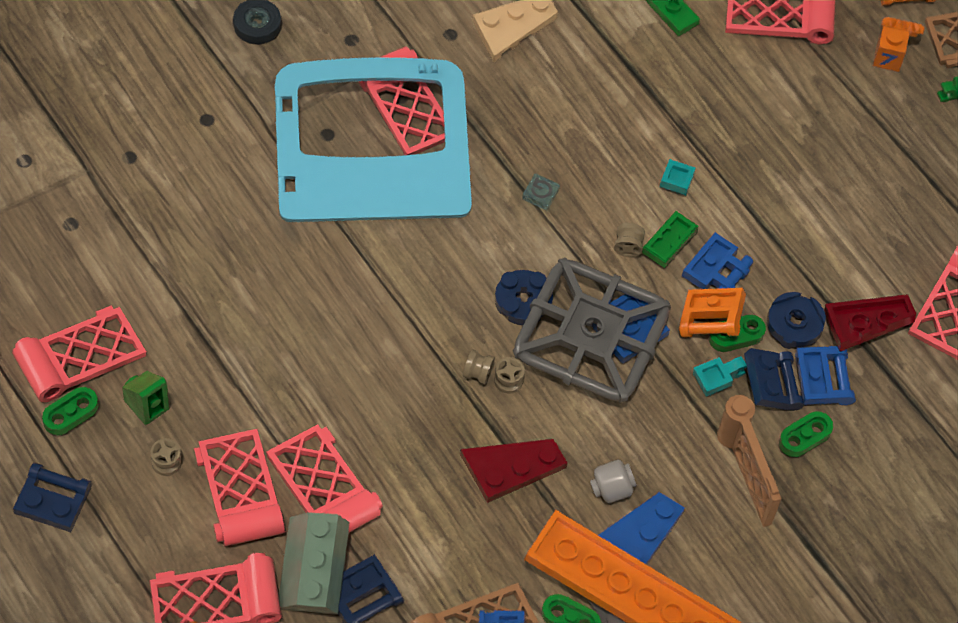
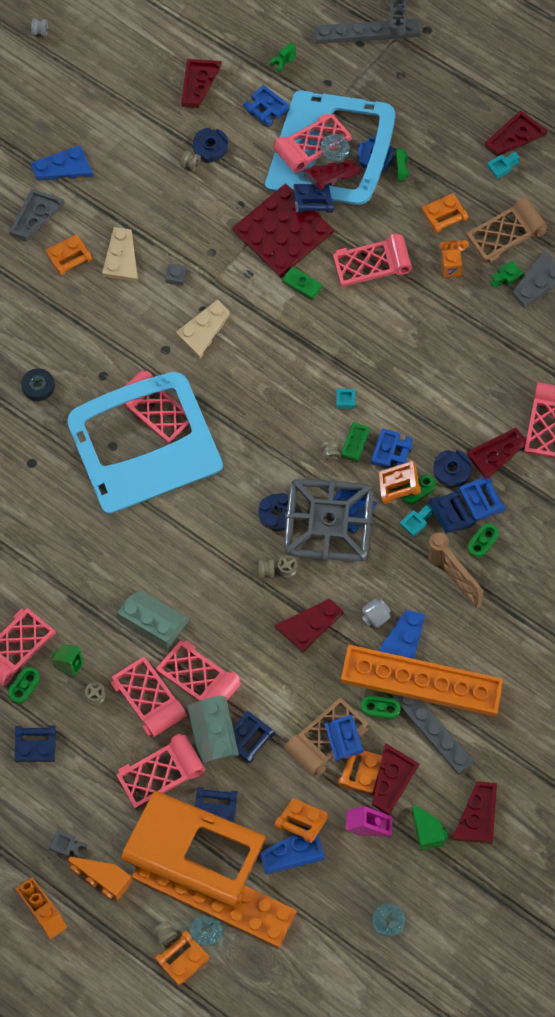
camera: 10 degrees left, 5 degrees up
(288, 381) = (152, 619): none -> sand green slope
(541, 191) = (263, 438): clear light blue tile -> none

